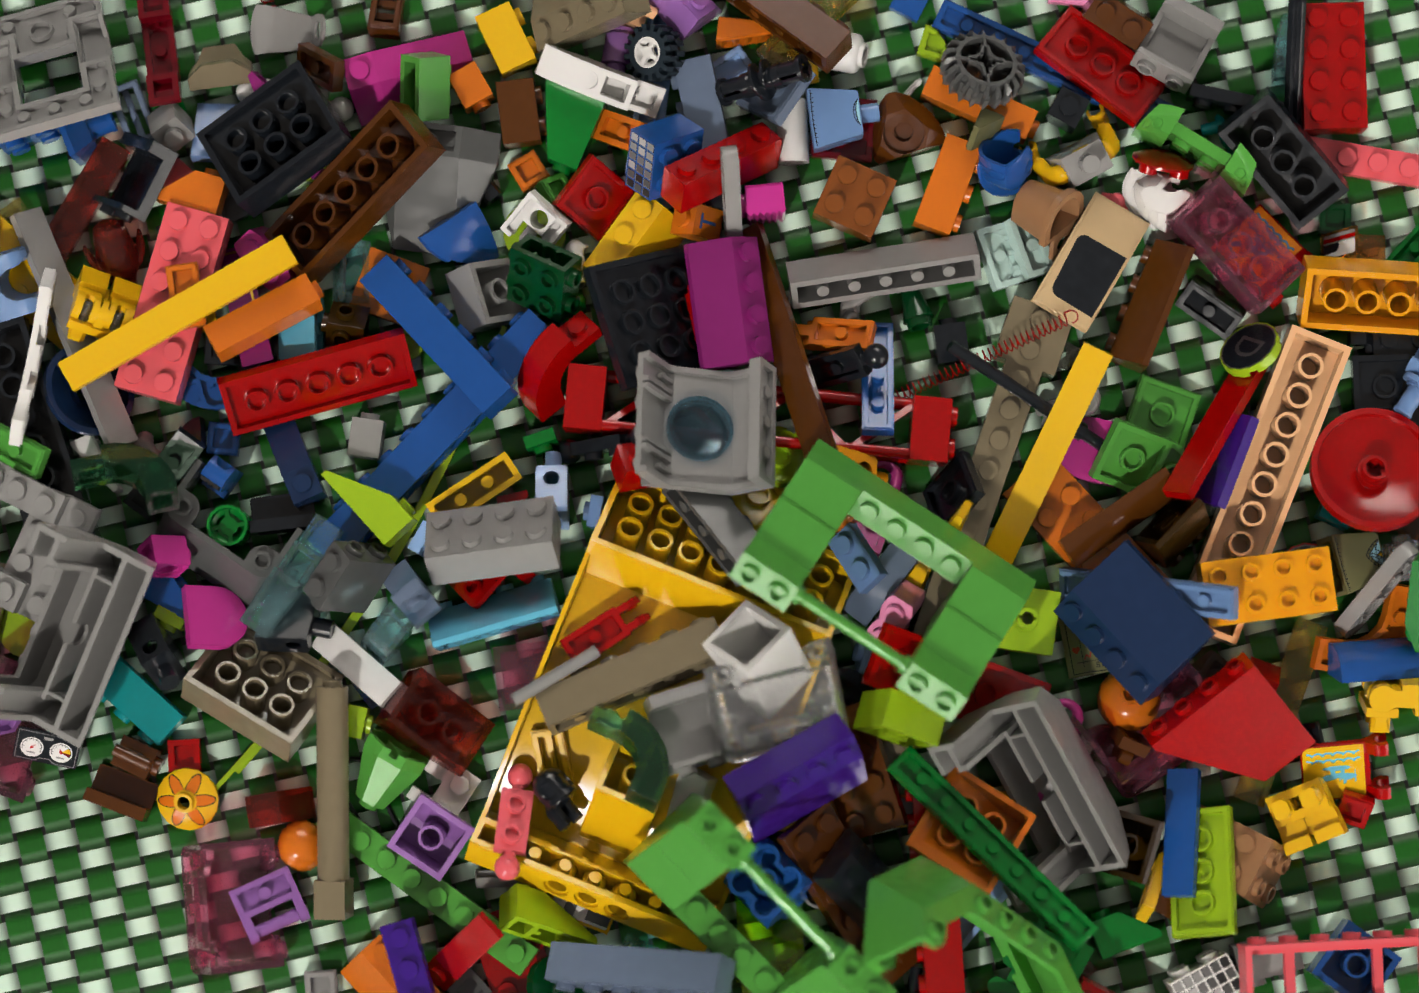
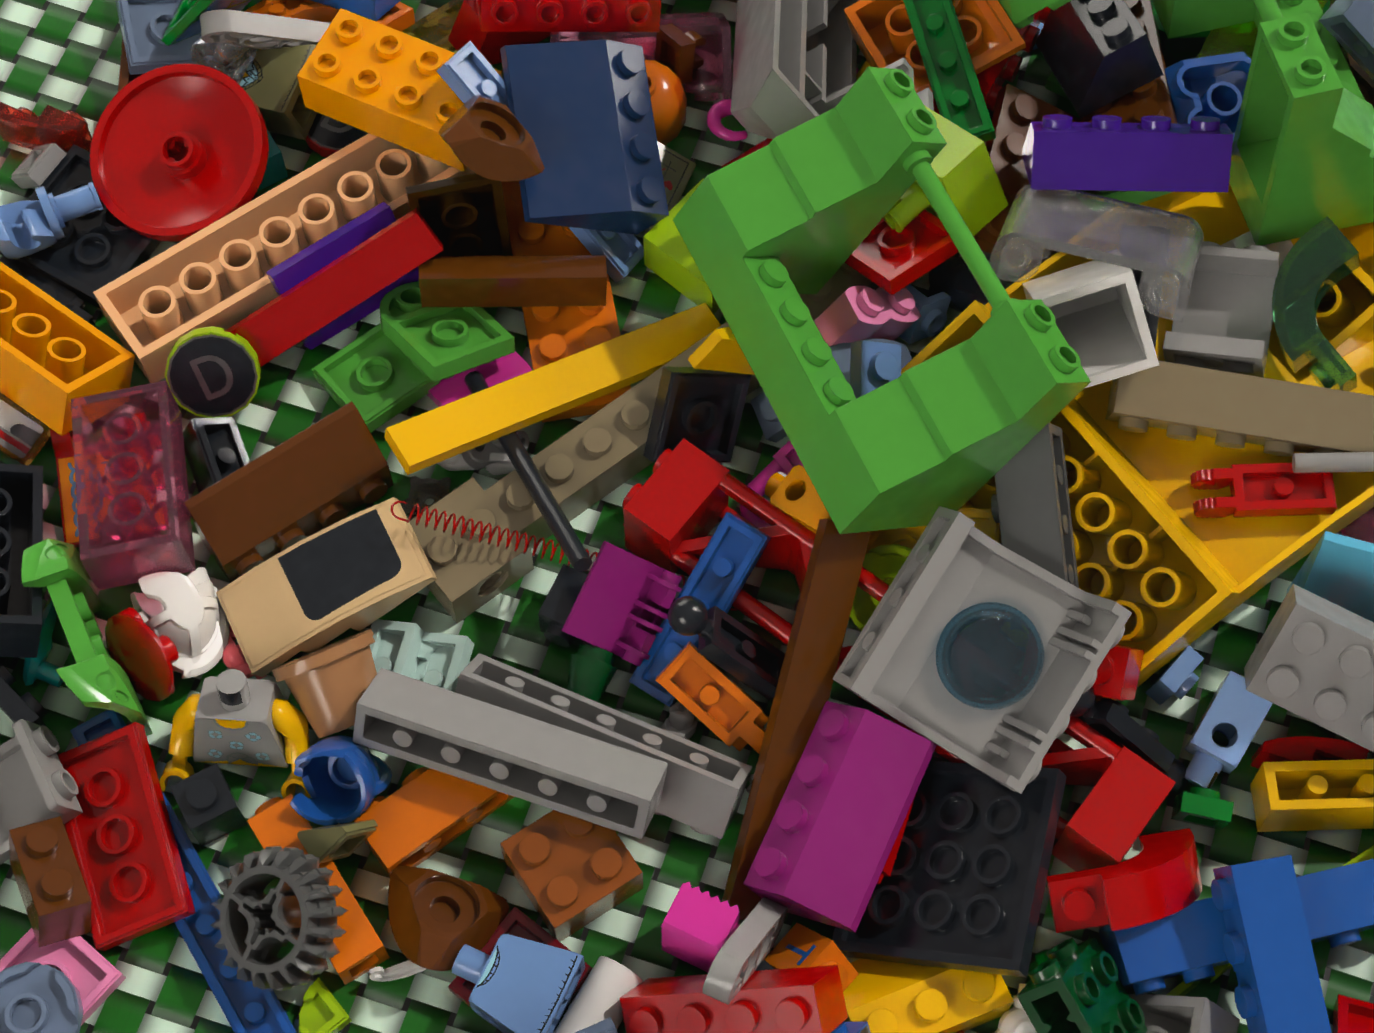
camera: 150 degrees left, 20 degrees down
(918, 353) = (622, 604): none -> magenta hinge
(922, 225) = (510, 752): none -> light grey brick
(1175, 557) = (492, 141): none -> reddish brown hat

